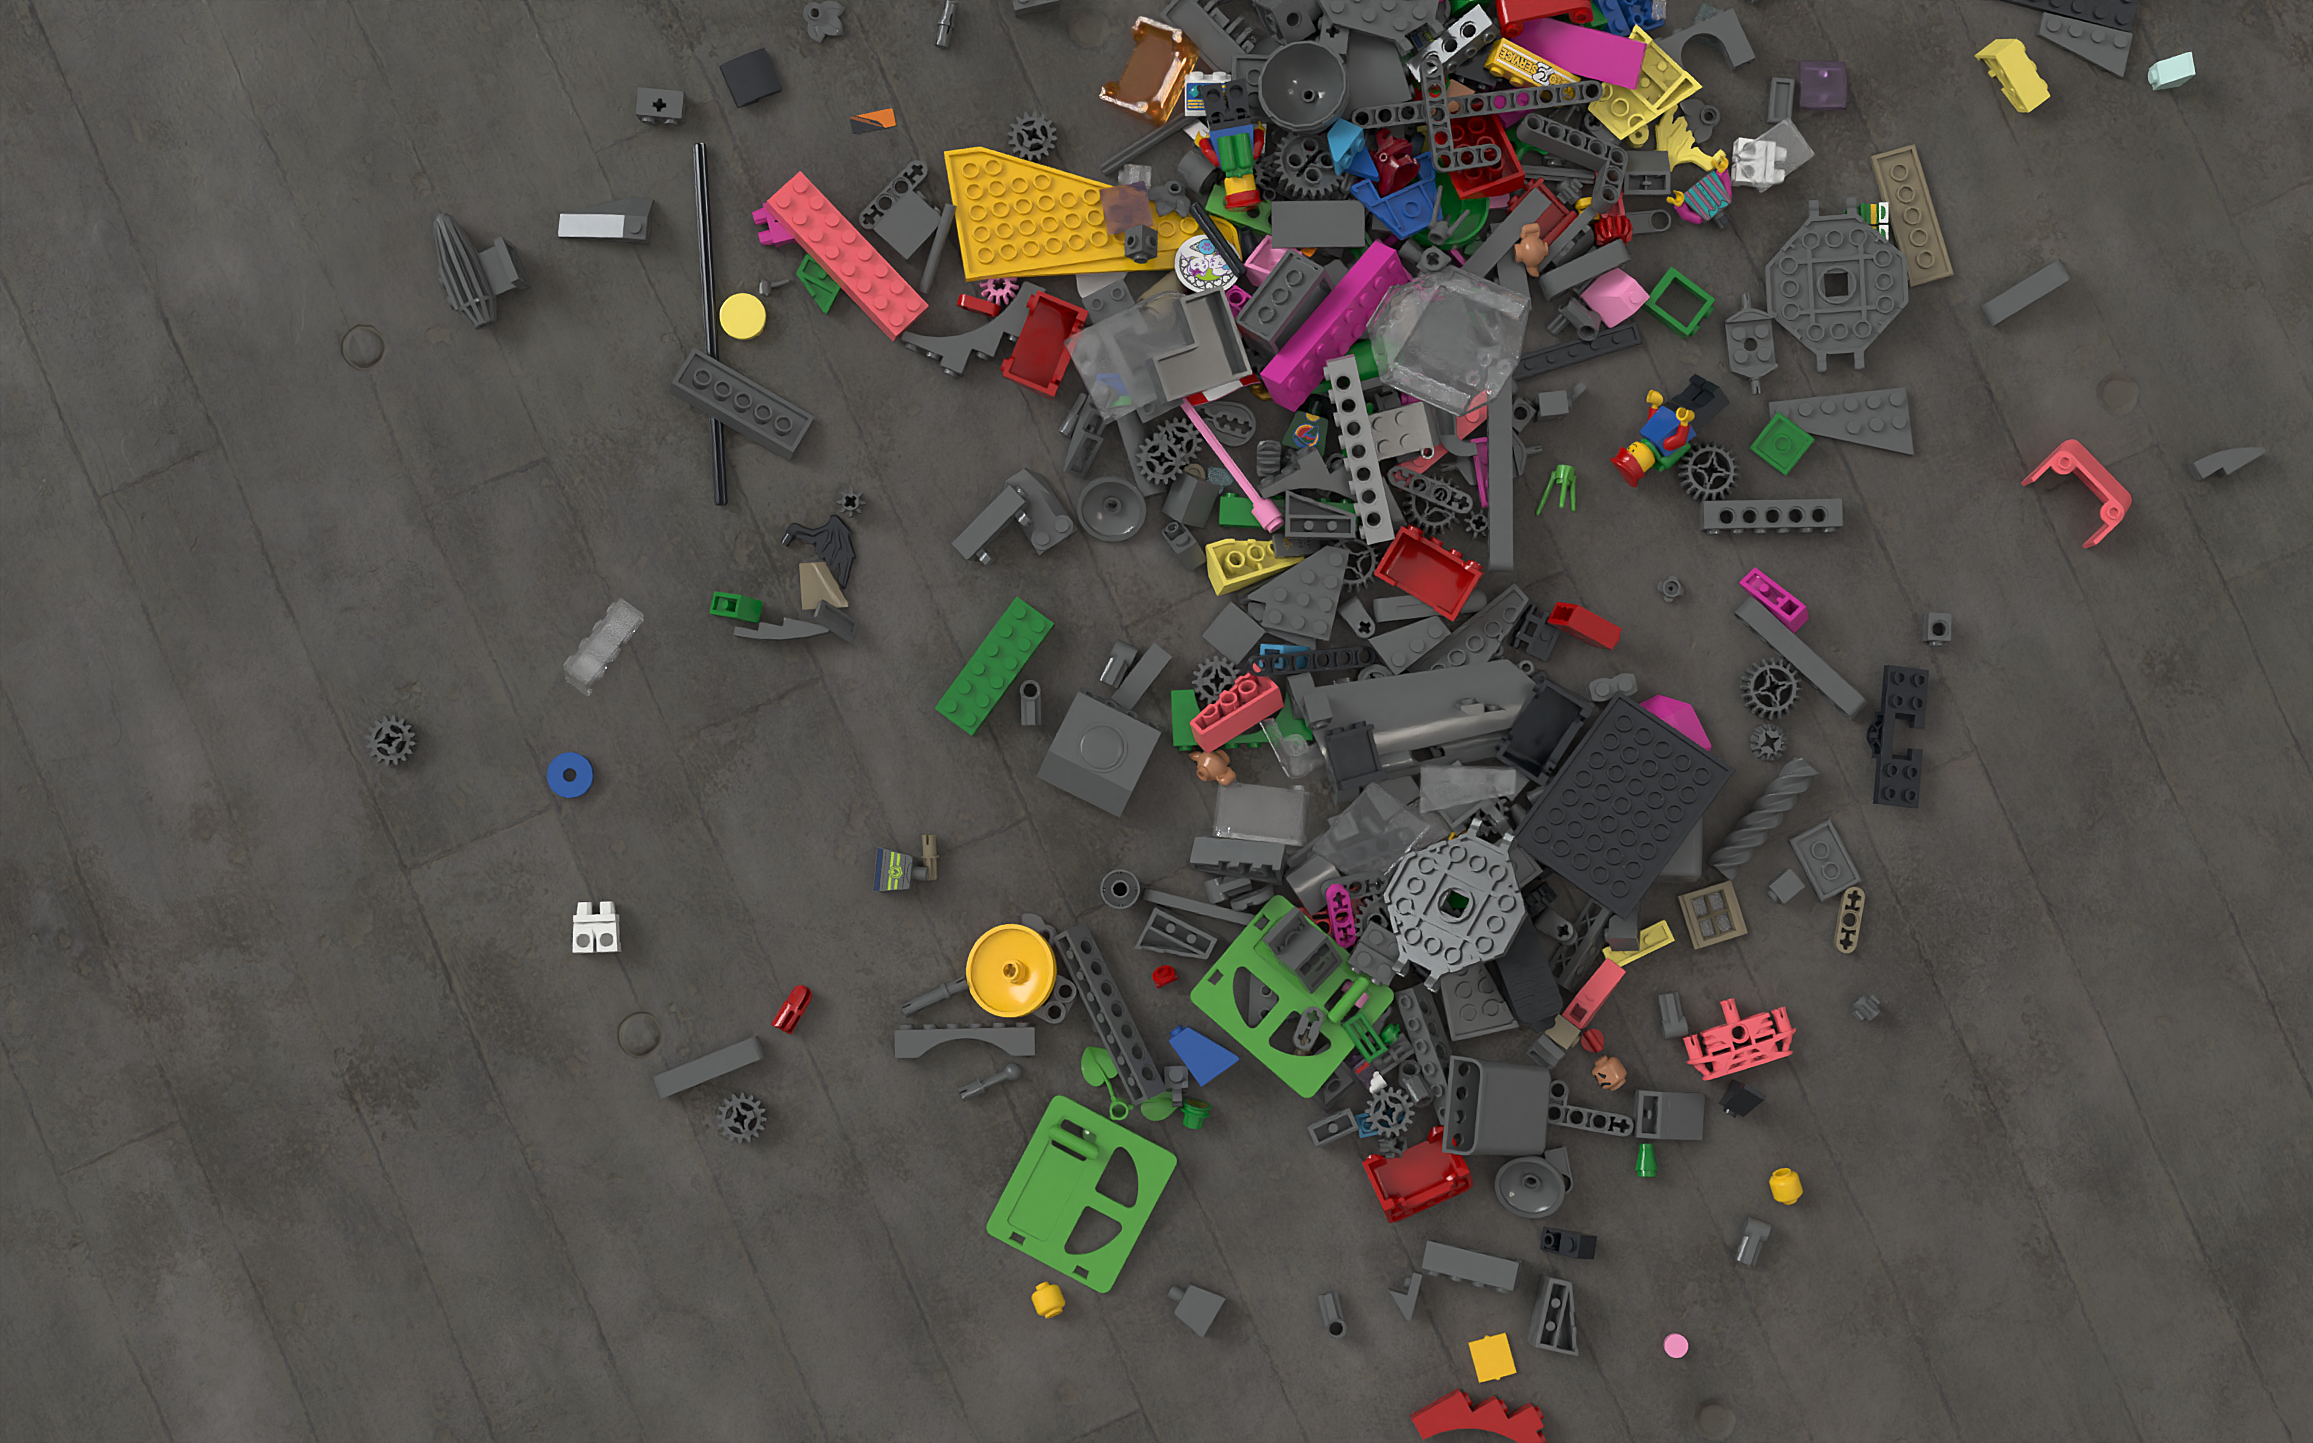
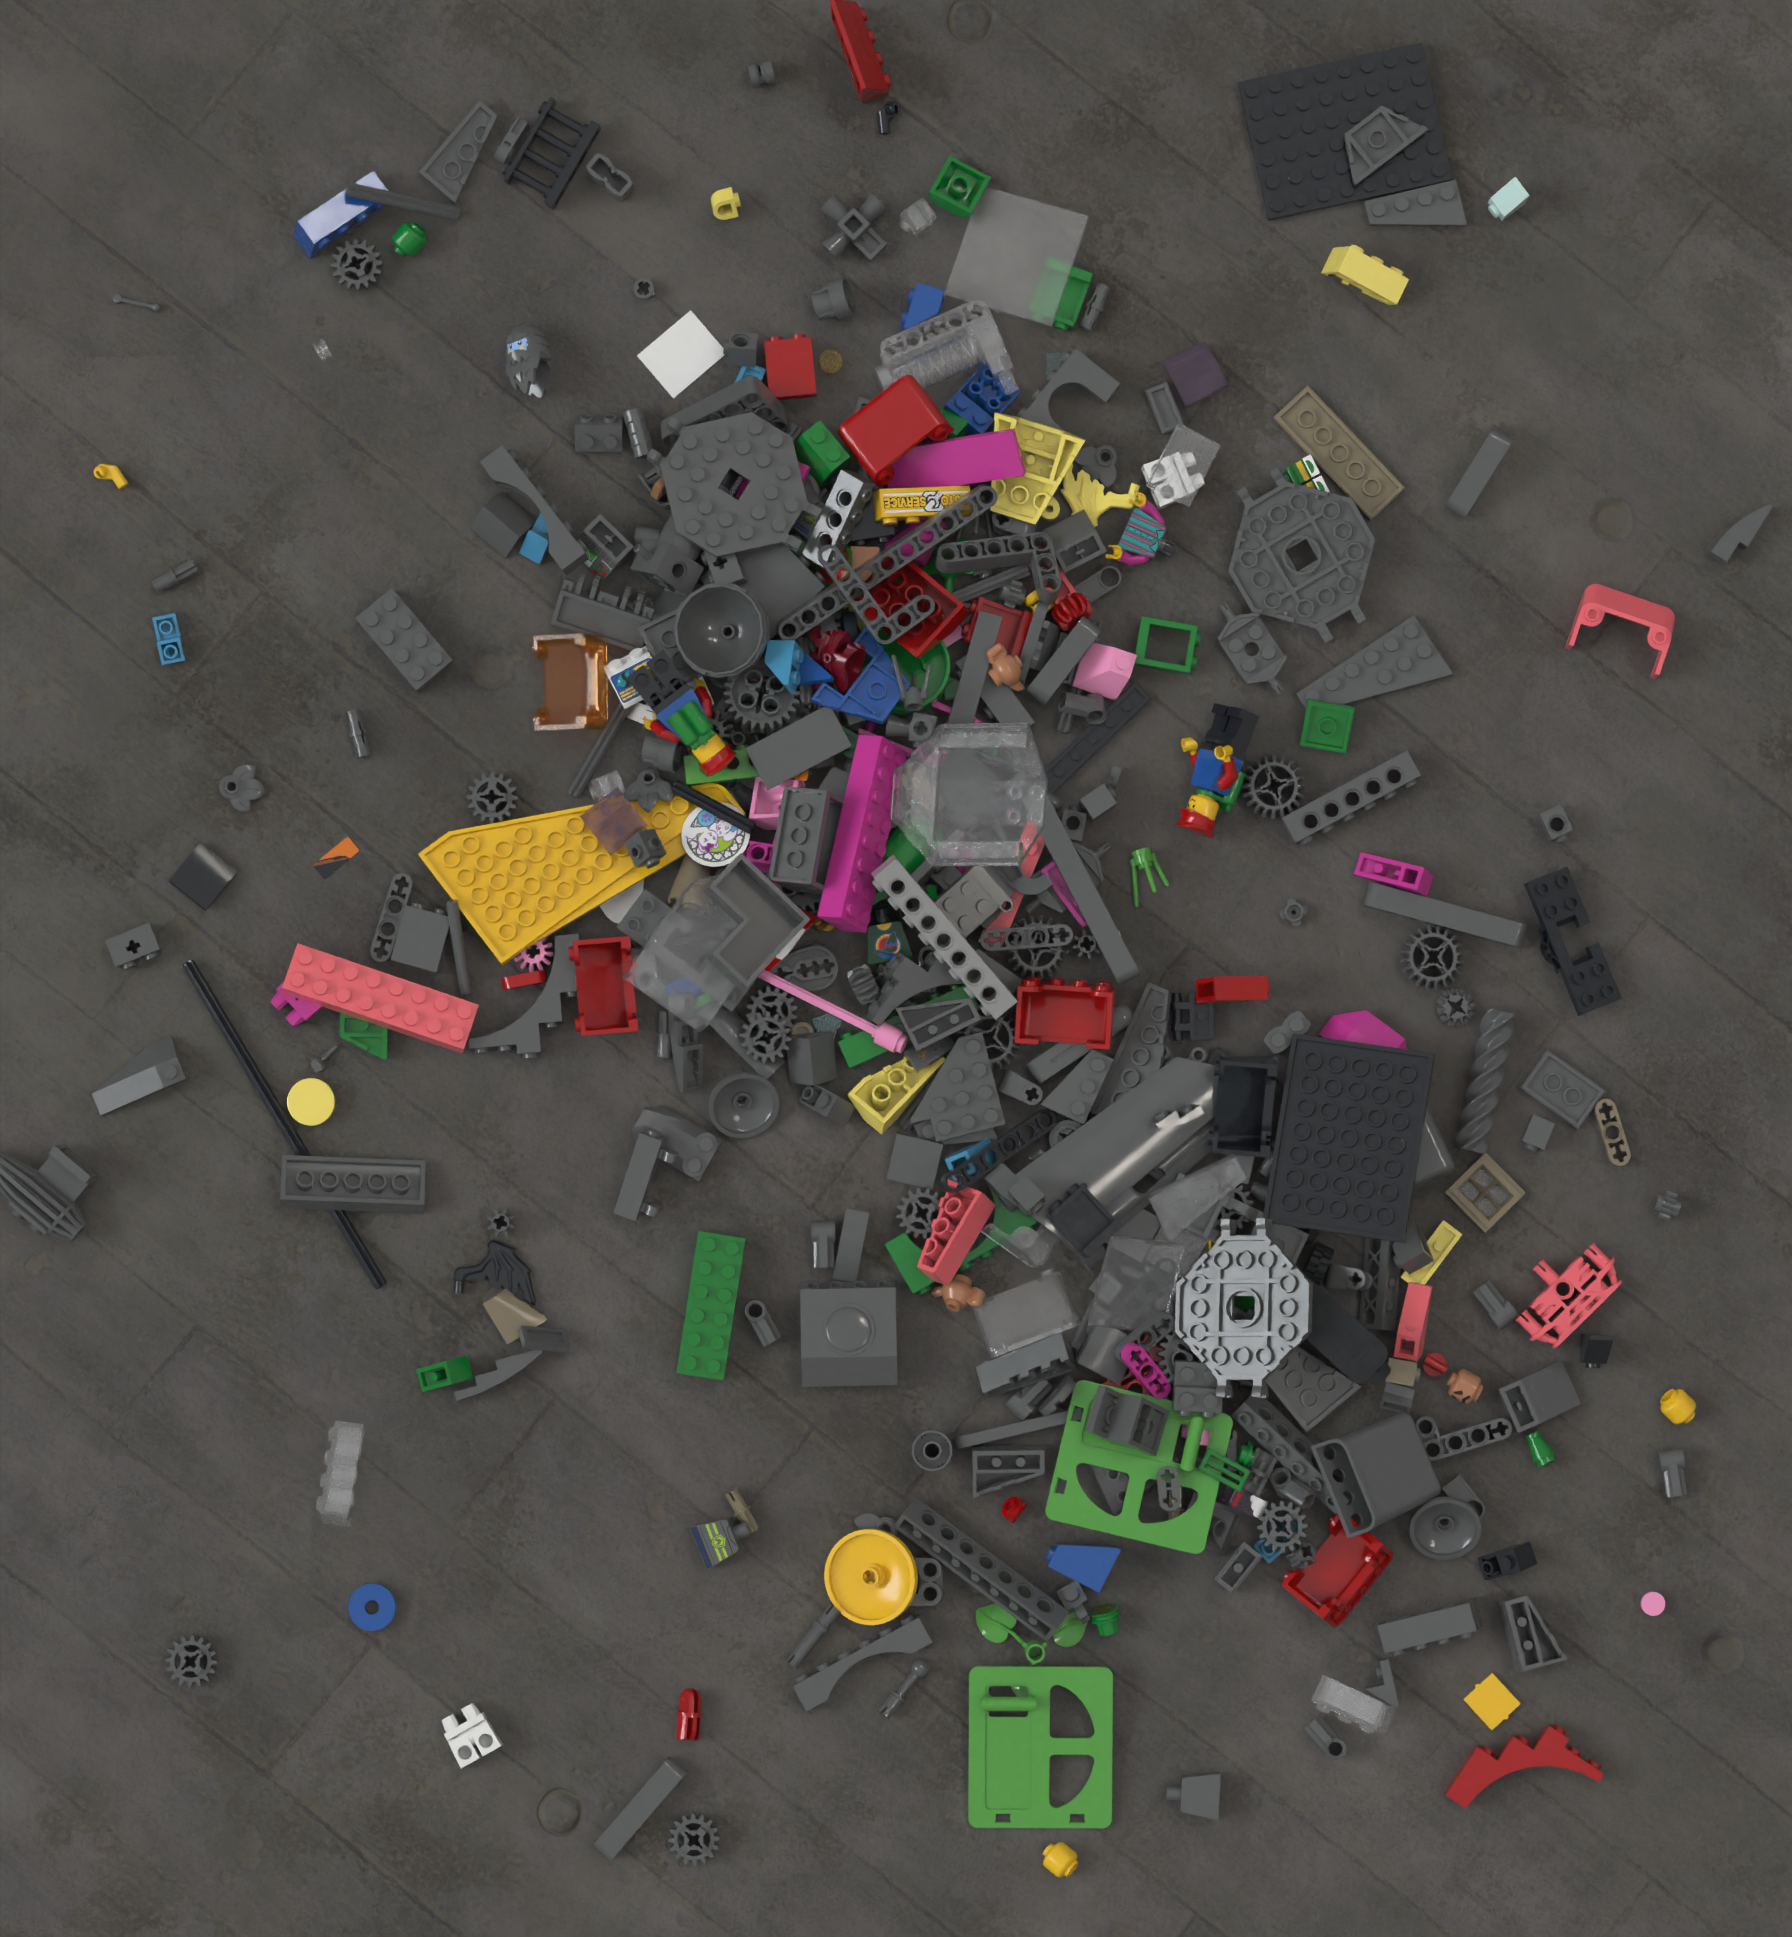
camera: 25 degrees left, 0 degrees up
(1370, 1298) = (1353, 1705): none -> clear wedge

